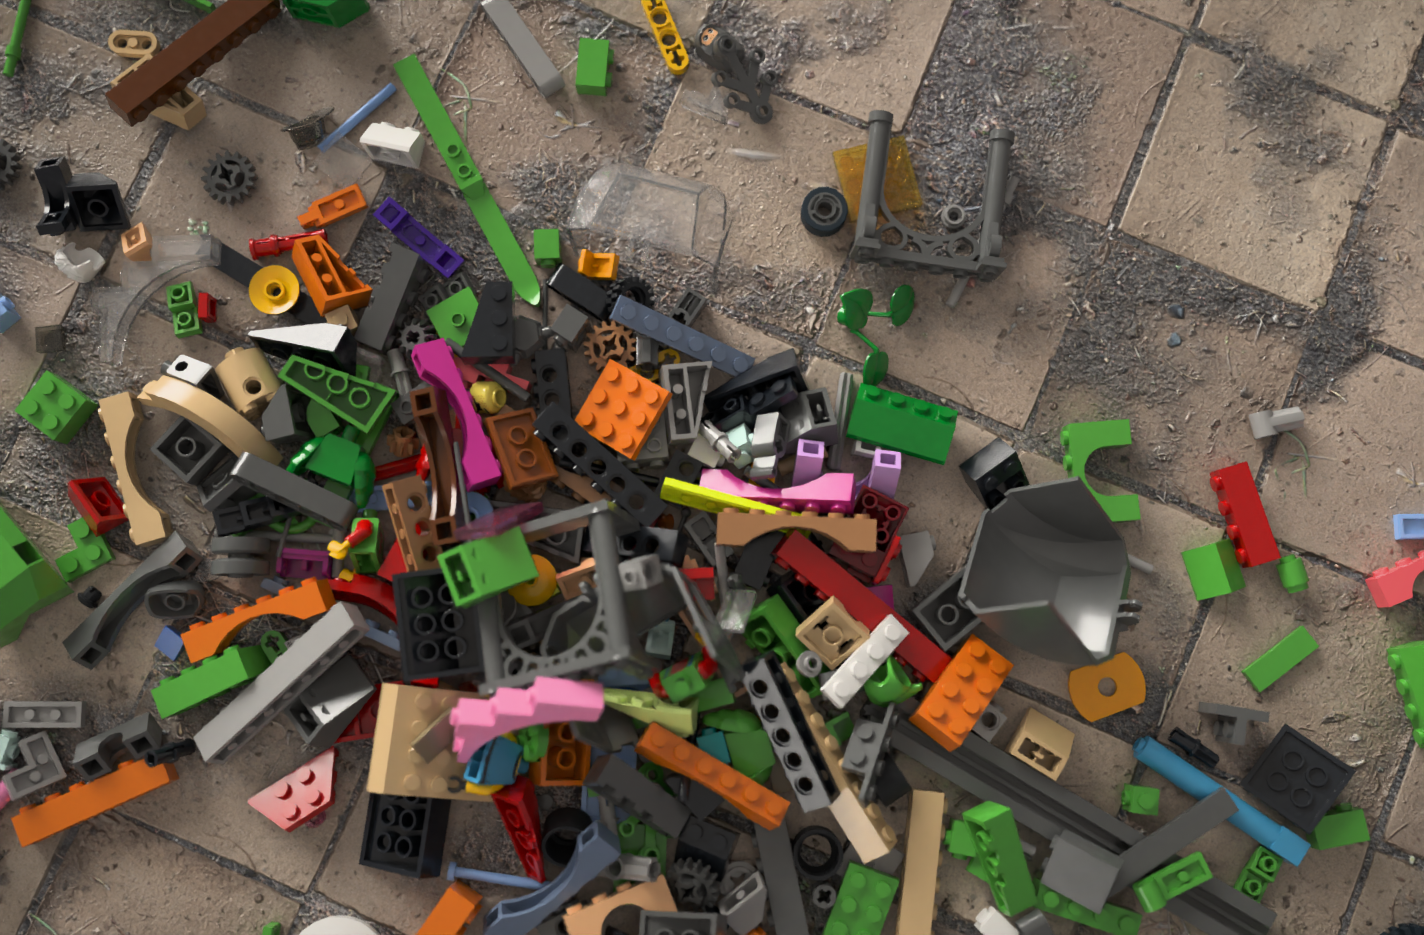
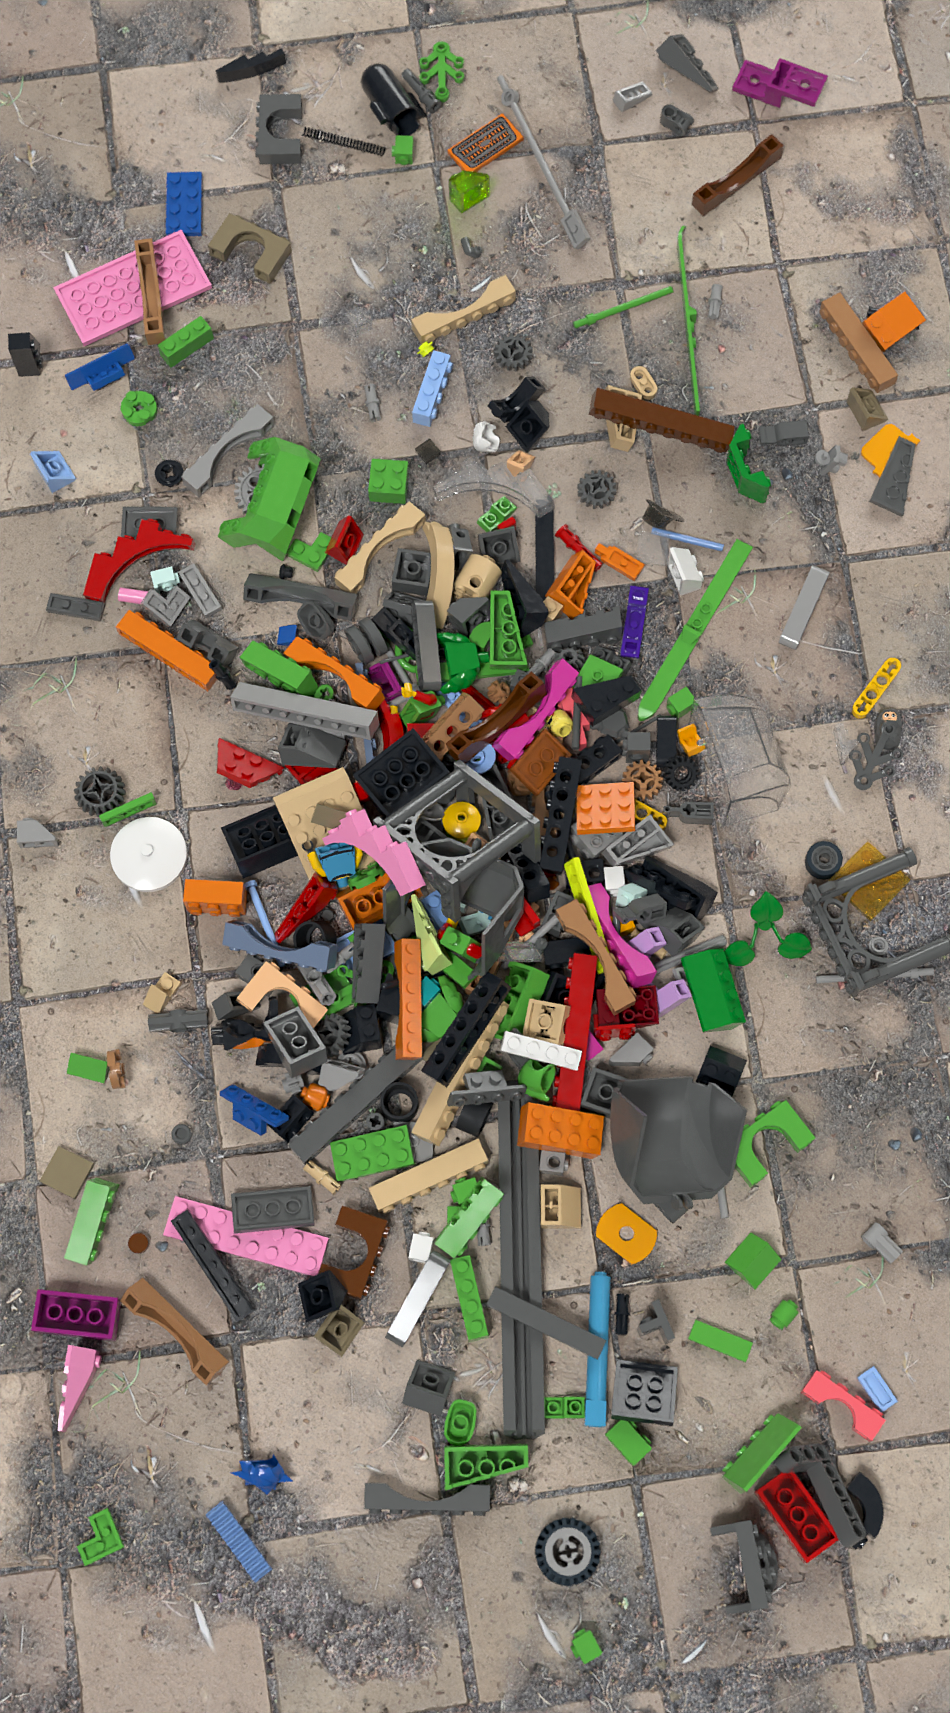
camera: 65 degrees right, 10 degrees down
(225, 329) = (499, 545): none -> dark grey slope
(266, 281) = (543, 550): yellow dish -> none
(462, 484) = (478, 750): dark grey axle -> none
(487, 567) = (453, 778): bright green slope -> none
(498, 521) = (485, 771): clear pink tile -> none
(593, 67) = (819, 659): bright green brick -> none
(640, 572) = (507, 867): light grey brick -> none
(646, 353) = (658, 800): dark grey piece -> none
(680, 337) = (676, 817): sand blue plate -> none
(719, 441) = (624, 879): light grey pin -> none
(803, 664) = (512, 1015): light grey plate -> none
(1081, 870) = (492, 1273): dark grey brick -> none
(1140, 799) = (564, 1294): bright green brick -> none
(1171, 881) = (522, 1339): bright green plate -> none
(1244, 515) = (803, 1257): red brick -> none

